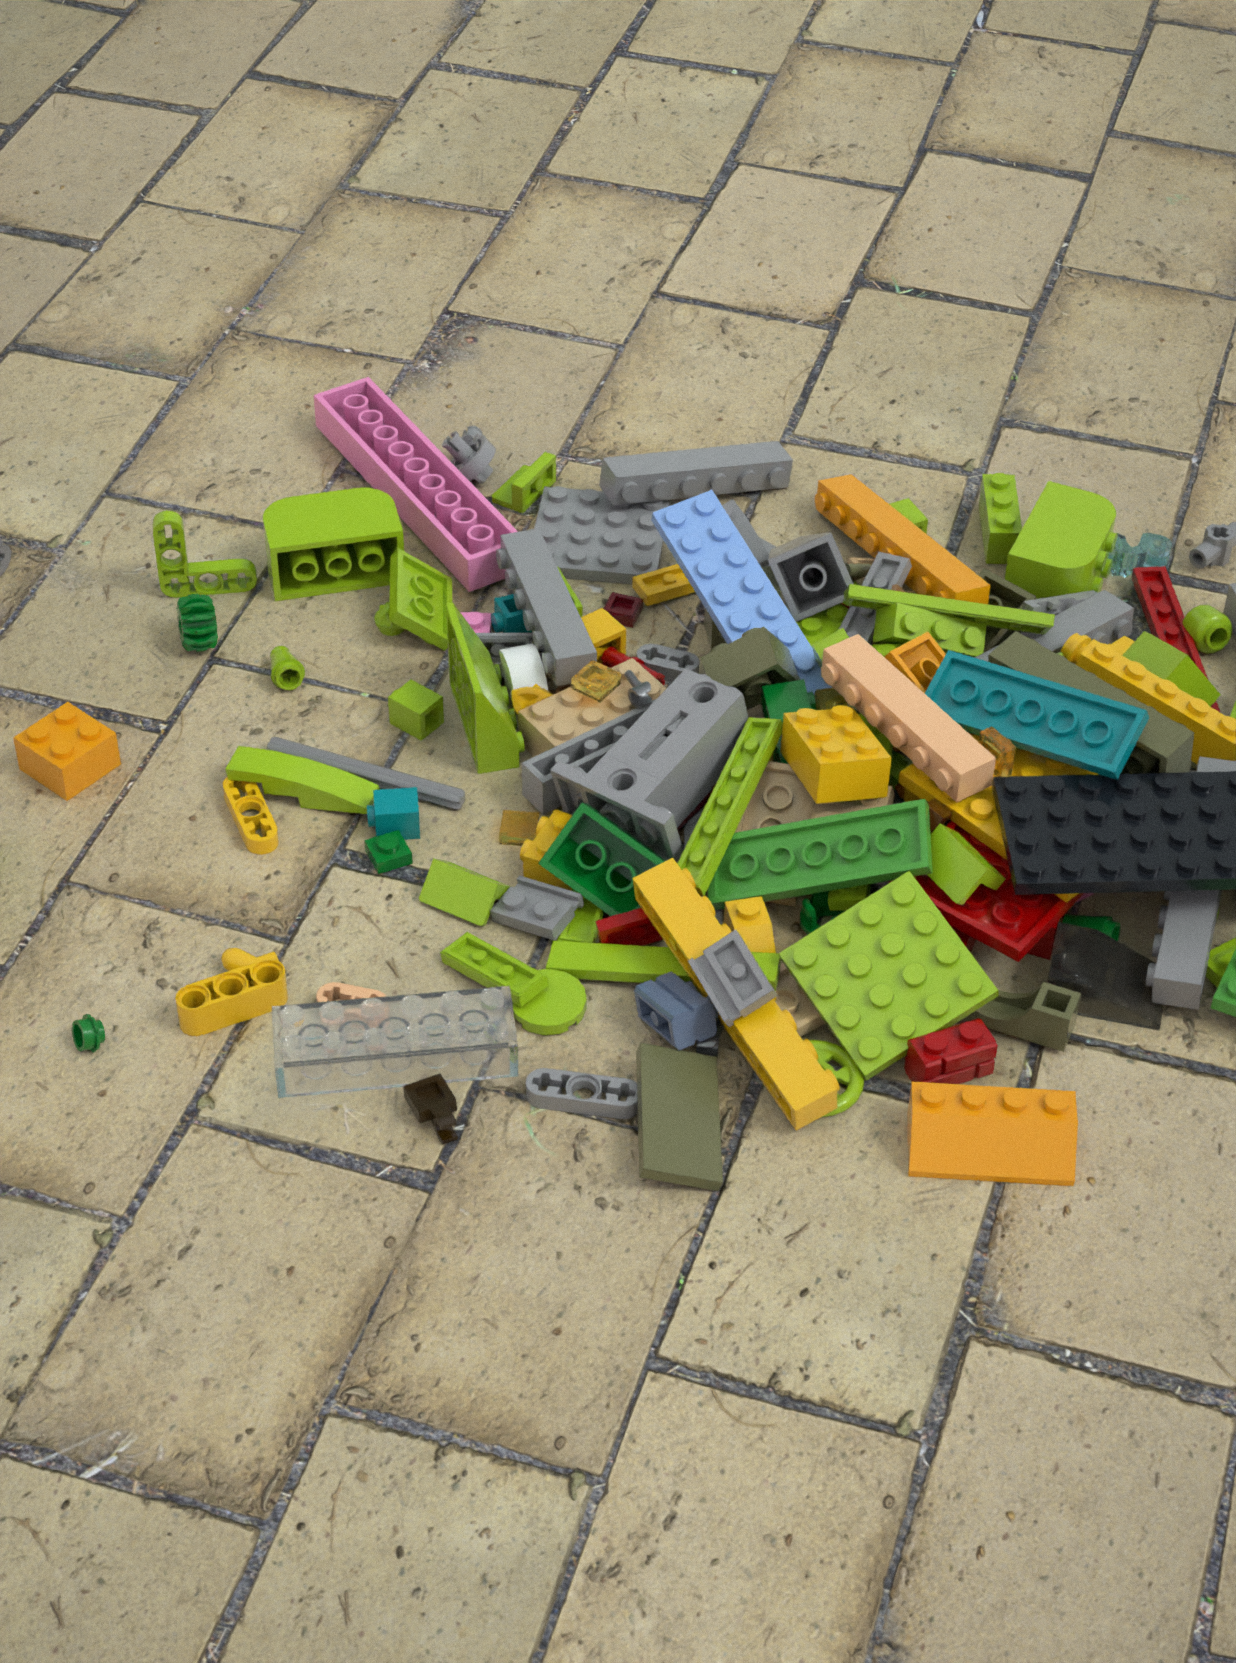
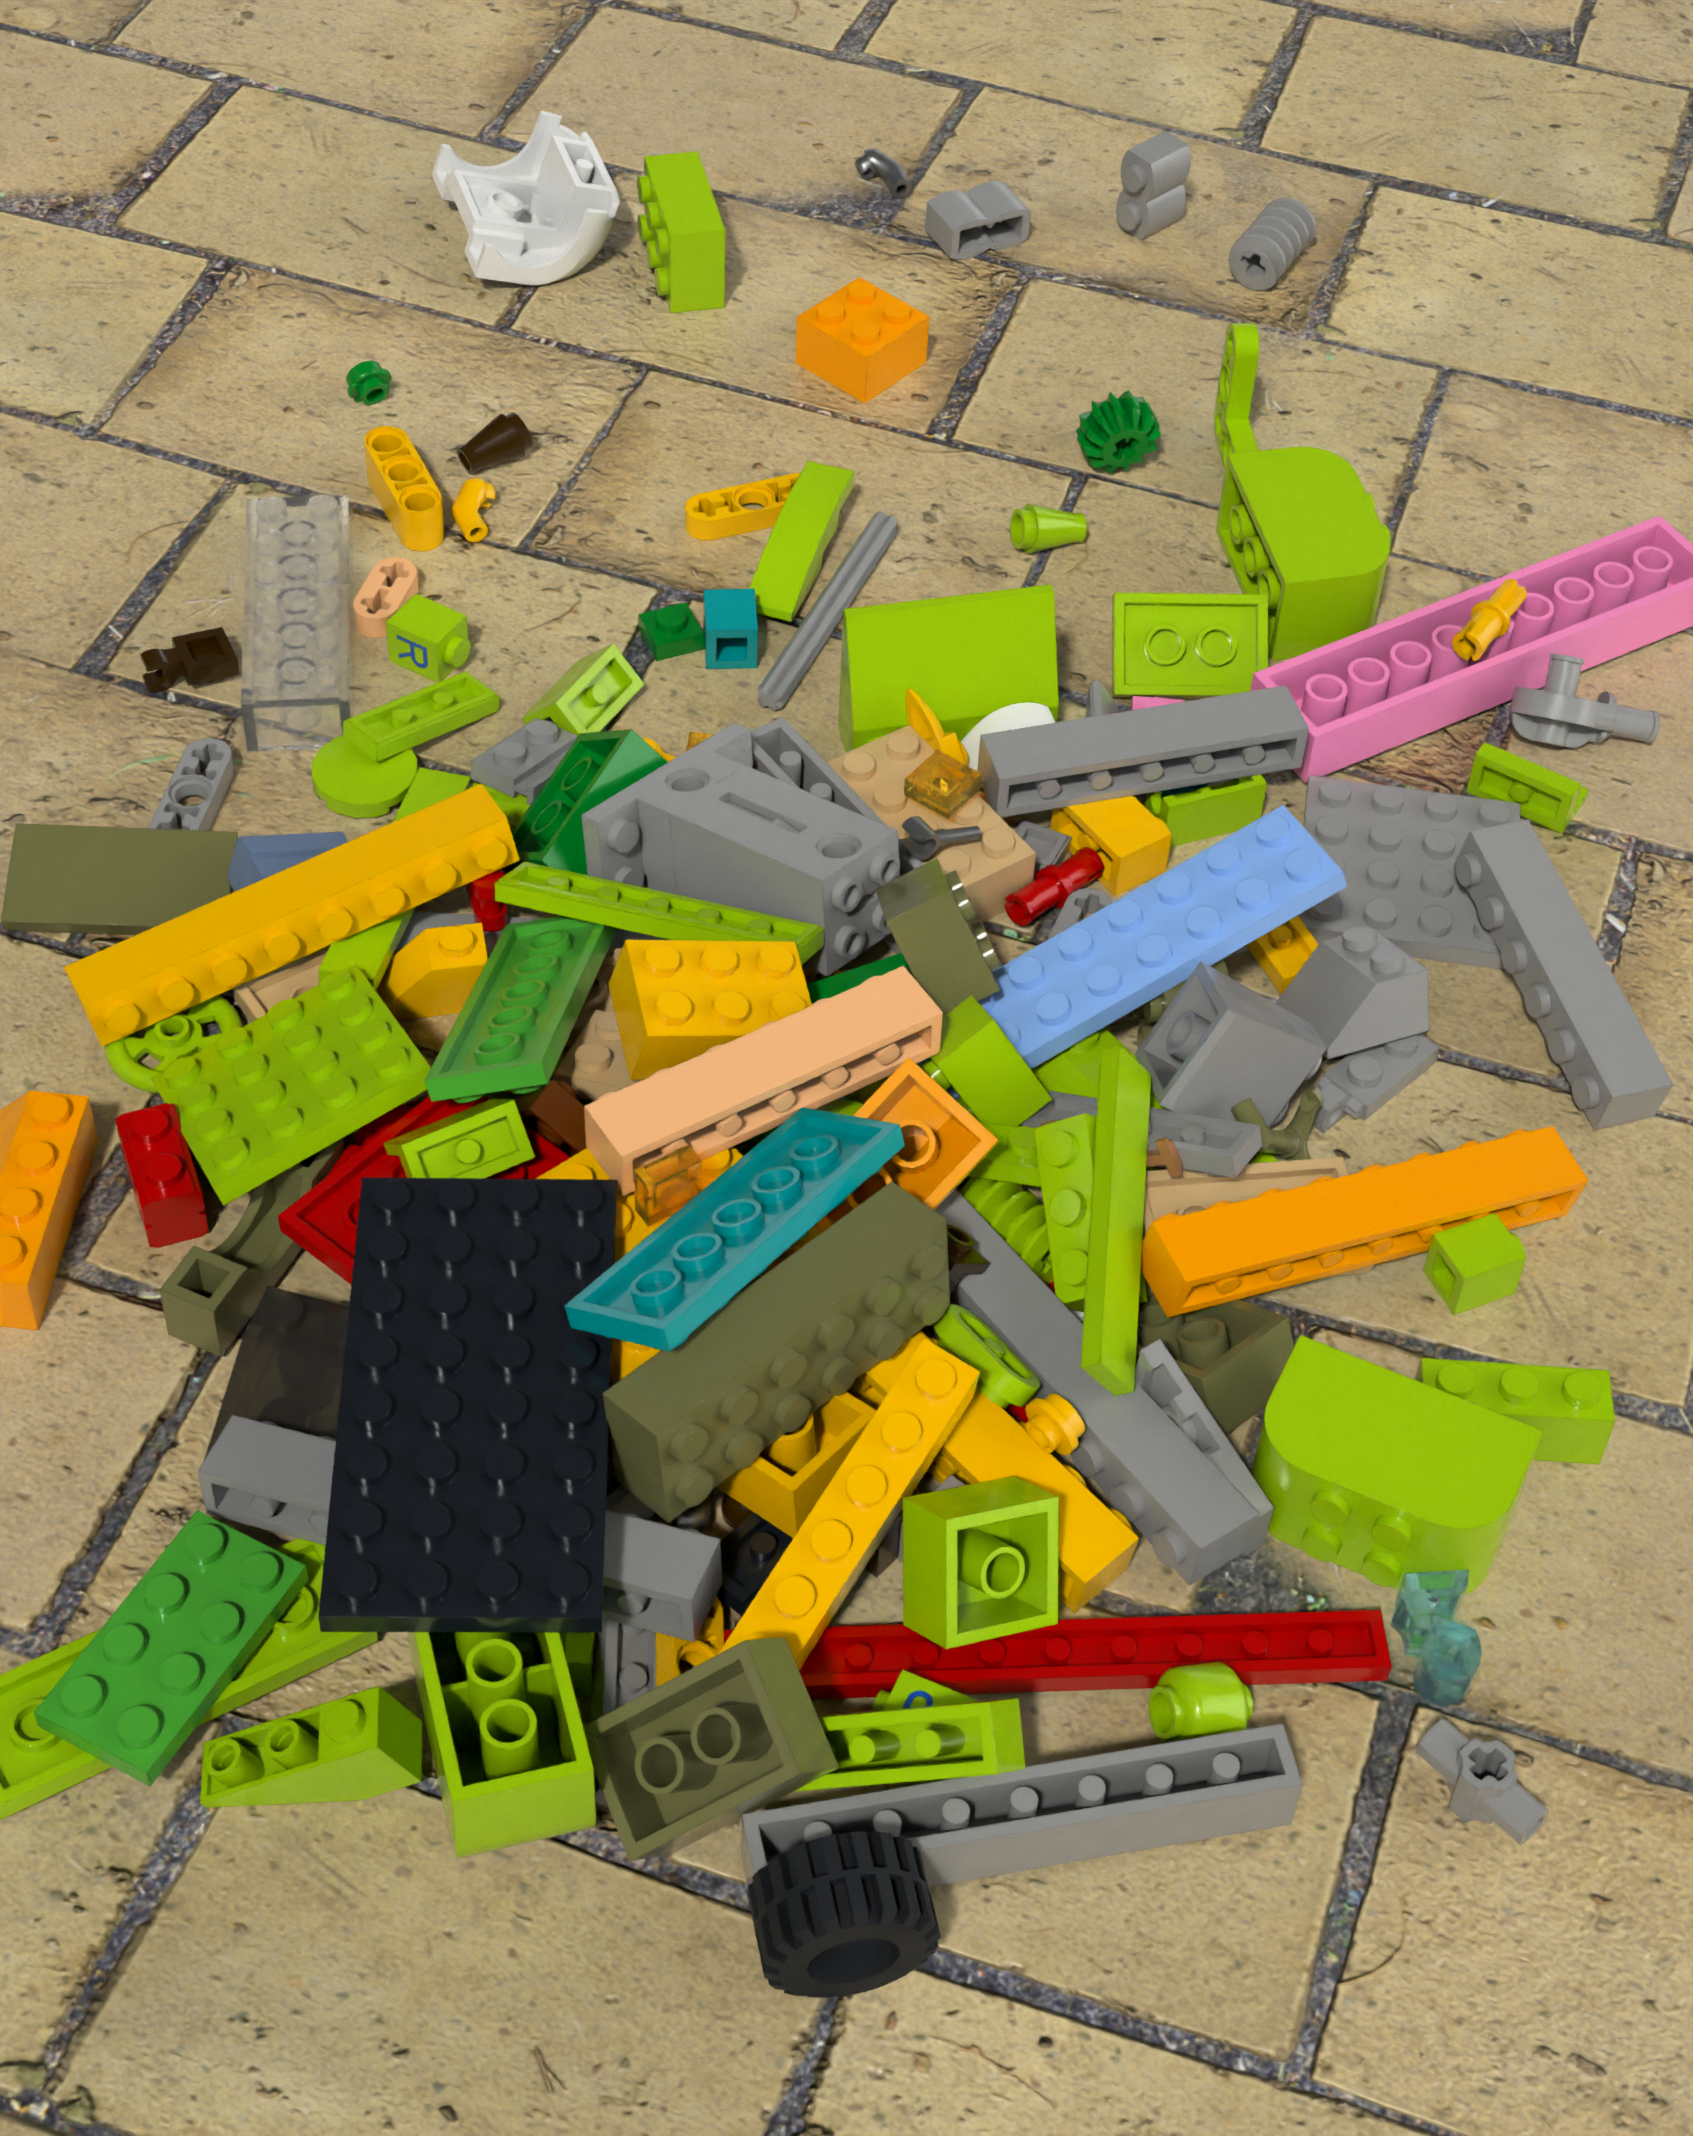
camera: 90 degrees right, 5 degrees up
(173, 948) = (496, 443): none -> dark brown cone
(410, 968) = (427, 638): none -> lime brick
(426, 458) = (1489, 620): none -> yellow axle
(732, 978) = (253, 883): light grey plate -> none

